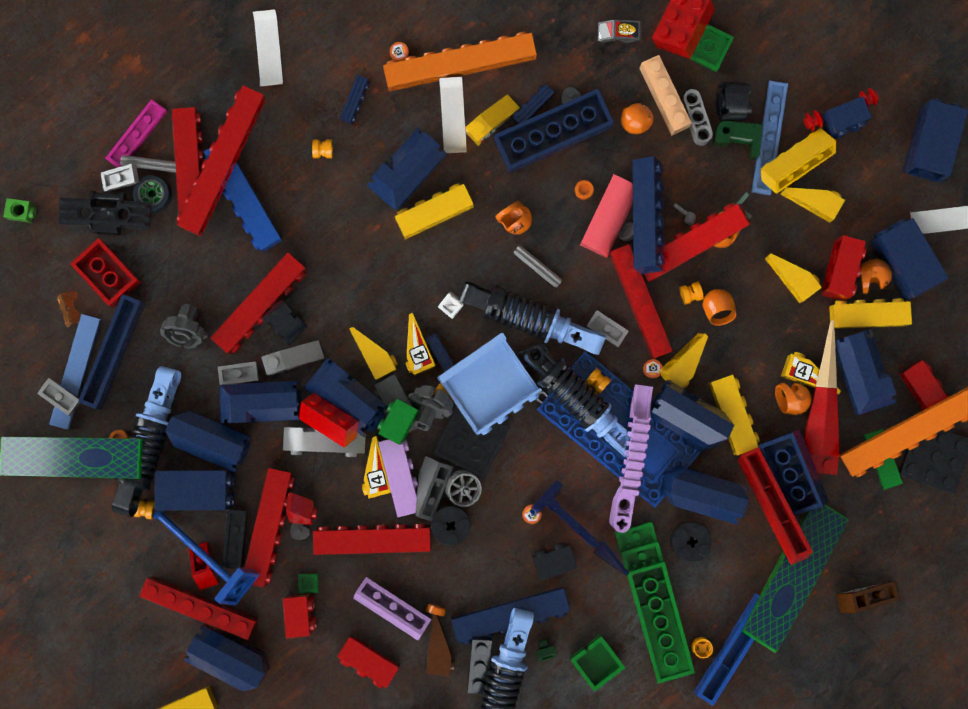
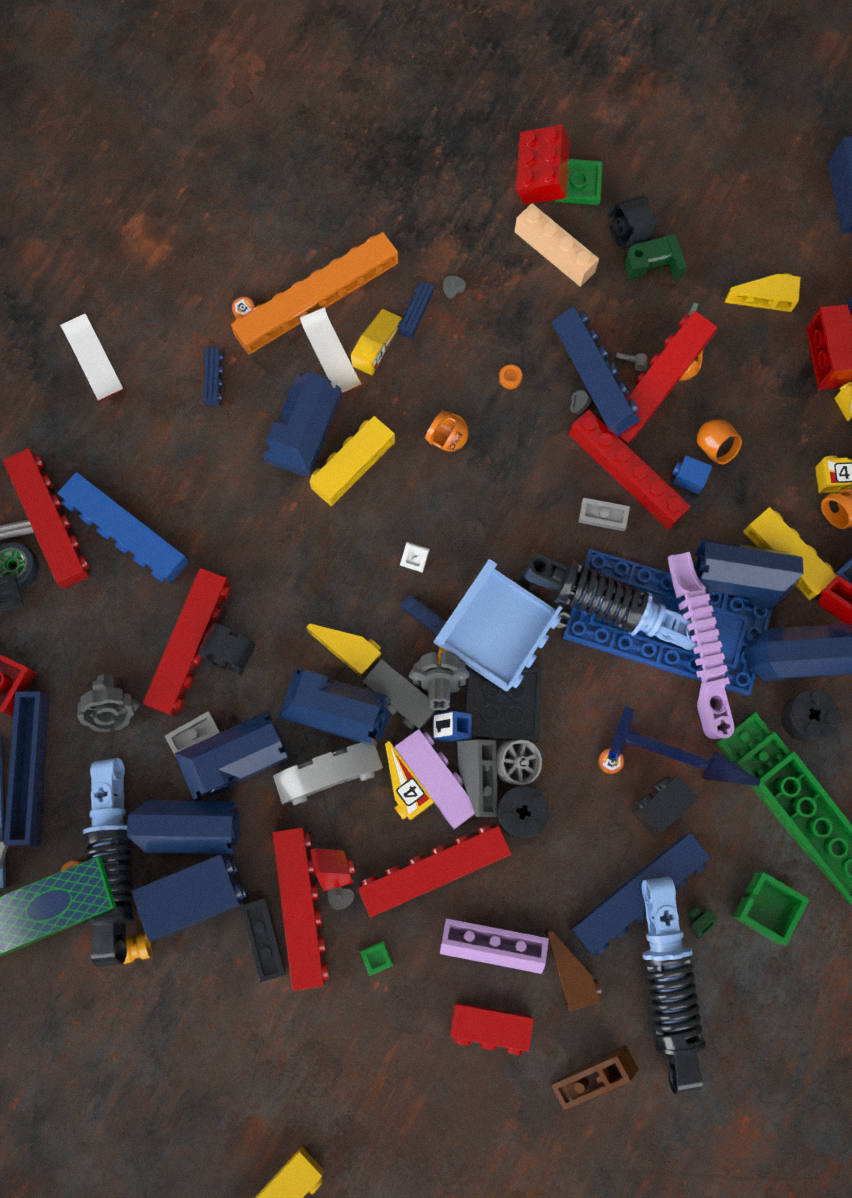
camera: 25 degrees left, 10 degrees down
(198, 607) = (250, 1047): red brick -> none
(201, 572) = (236, 991): red slope -> none
(222, 160) = (81, 494): red brick -> none
(227, 659) = (312, 1100): dark blue brick -> none
(236, 585) = (288, 994): blue tile -> none
(292, 358) = (251, 690): light grey slope -> none
(299, 615) = (381, 1003): red brick -> none
(324, 148) = (196, 441): light orange wheel -> none
(328, 420) = (325, 740): red brick -> none
(398, 421) = (410, 708): green piece -> none
(417, 351) = (400, 627): slope -> none
(426, 444) = (452, 726): none -> blue brick
(435, 609) = (547, 925): orange tile -> none
(479, 664) = (629, 972): black plate -> none
(534, 318) = (510, 531): black piece -> none
(537, 266) = (495, 477): light grey axle -> none
(553, 131) = (450, 325): dark blue brick -> none
(598, 381) = (627, 571): light orange wheel -> none
(609, 217) = (551, 392): coral brick -> none
(622, 30) = (482, 196): slope -> none
(636, 118) = (535, 279): orange helmet -> none
(651, 368) = (674, 539): tile -> none
(684, 363) = (709, 514): yellow slope -> none
(686, 324) = (691, 474): none -> blue brick
(691, 293) = (679, 439): light orange wheel -> none
(697, 108) = (611, 259): light grey beam -> none
(771, 132) = (679, 223): medium blue tile -> none
(797, 280) = (785, 380): yellow slope -> none
(798, 160) = (730, 256): yellow brick -> none
(844, 118) = (756, 195): dark blue brick -> none

